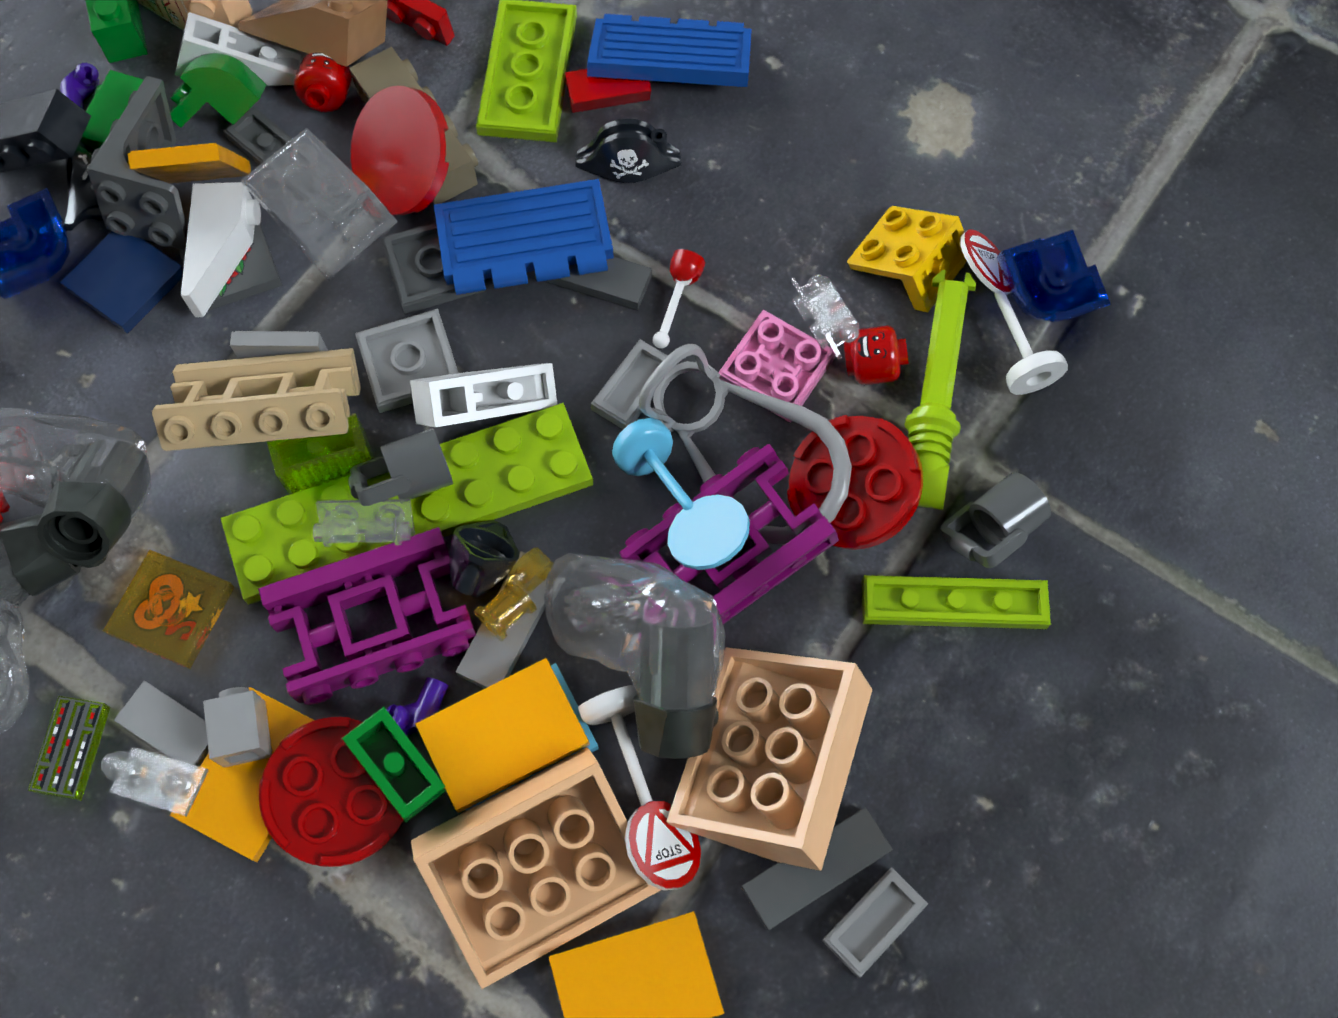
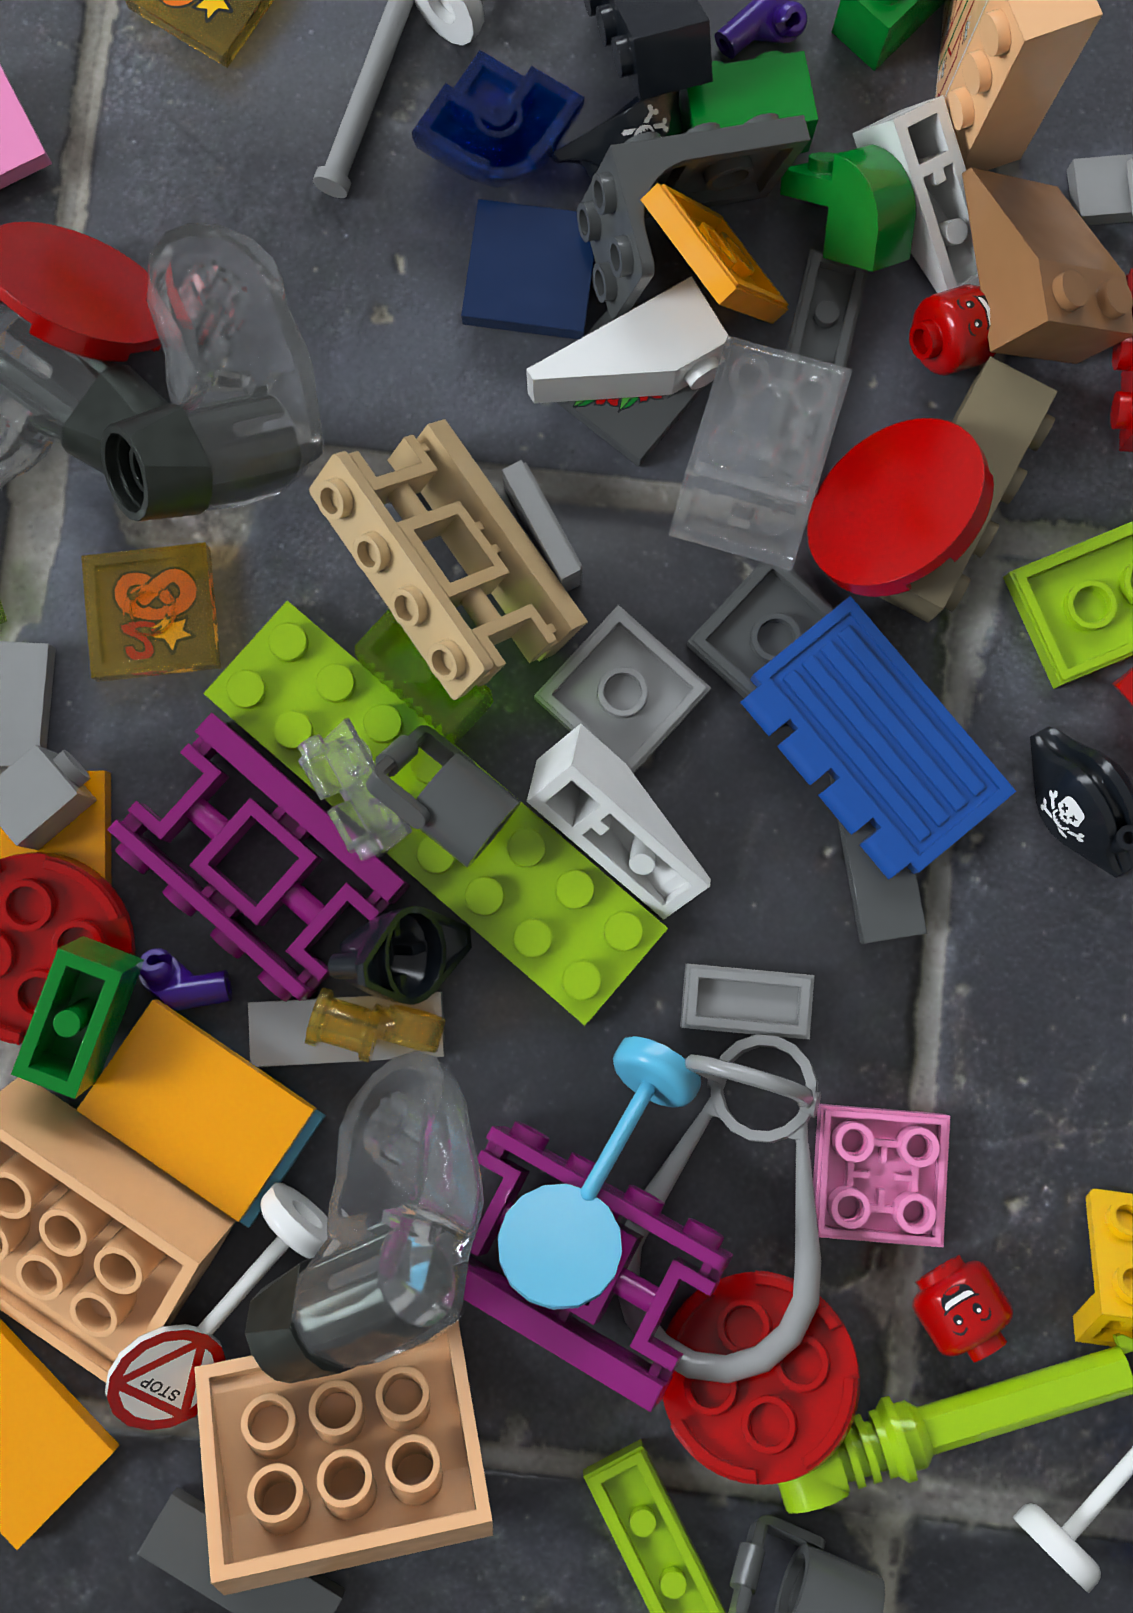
camera: 60 degrees right, 15 degrees up
(685, 269) = (948, 979): hinge -> none
(830, 326) = (966, 1233): clear hinge -> none

